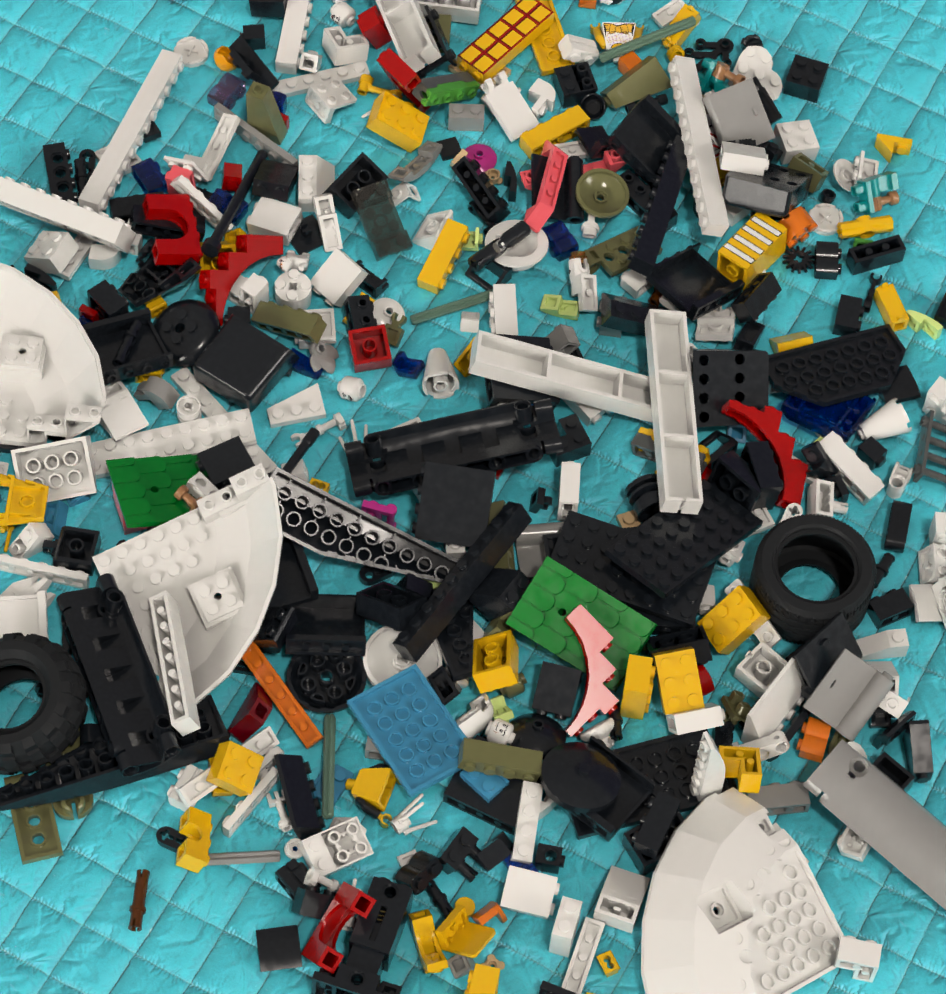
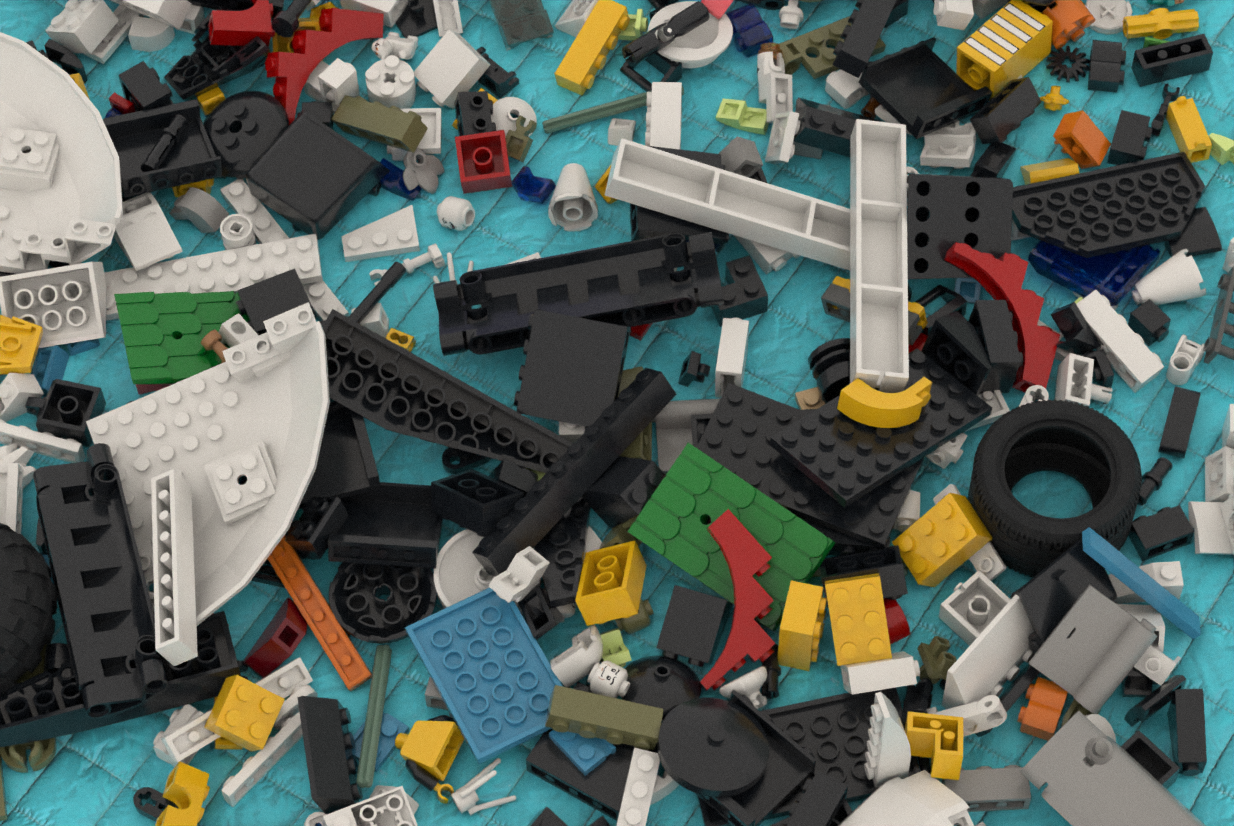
camera: 10 degrees right, 0 degrees up
(285, 822) = (300, 761): white hinge -> none
(377, 510) = (472, 374): dark pink plate -> none
(430, 658) = (520, 576): none -> white brick
(592, 323) = (781, 139): none -> white plate
(684, 525) = (884, 409): none -> yellow arch
(790, 287) = (1054, 100): none -> yellow plant
(813, 317) = (1081, 139): none -> orange brick
(879, 645) = (1141, 583): none -> dark azure tile

